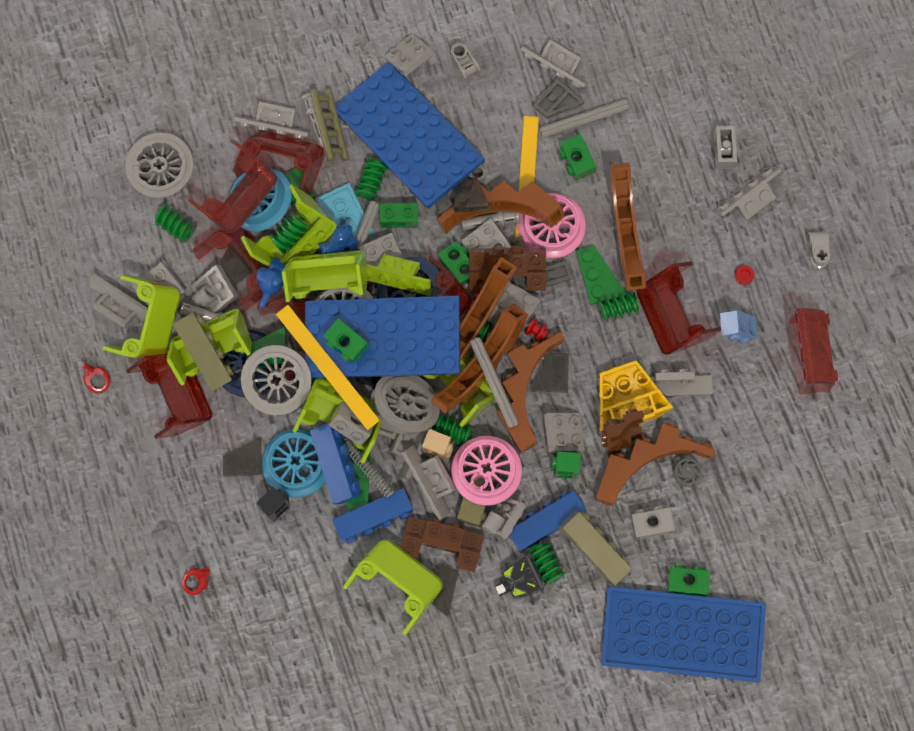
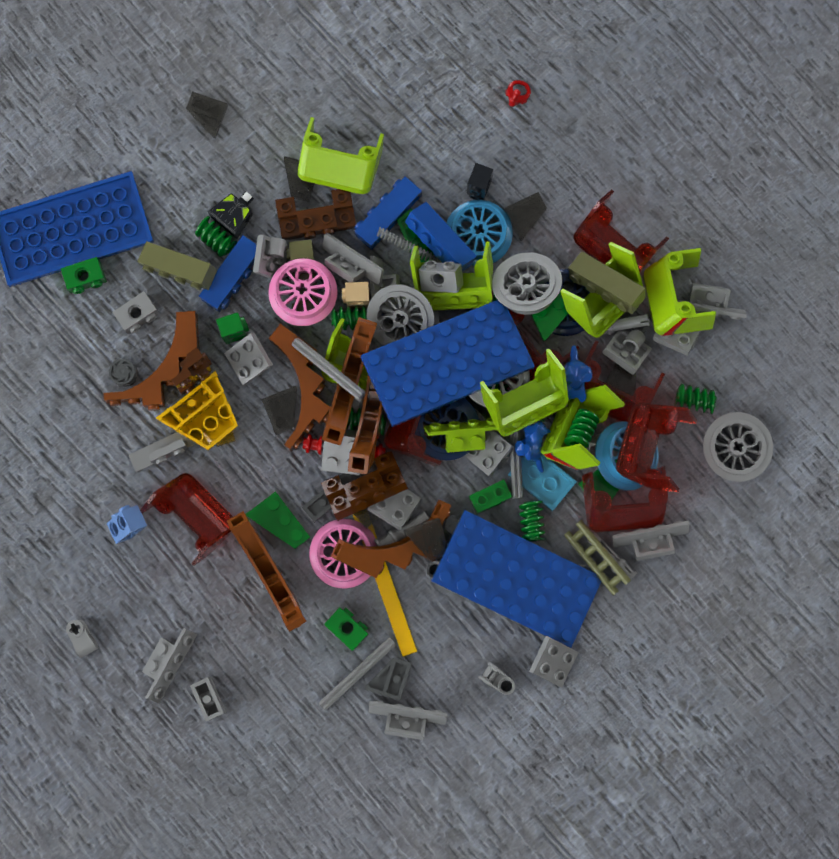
camera: 155 degrees right, 5 degrees up
(89, 372) = (702, 232): red piece -> none
(328, 367) = (484, 312): yellow piece -> none
(340, 331) = (467, 343): green brick -> none
(455, 266) = (416, 471): green brick -> none
(503, 694) = (207, 112): none -> clear smoke wing
(618, 306) = (247, 497): green piece -> none
(744, 275) = (142, 582): red tile -> none
(814, 350) = (46, 531): clear red windscreen -> none

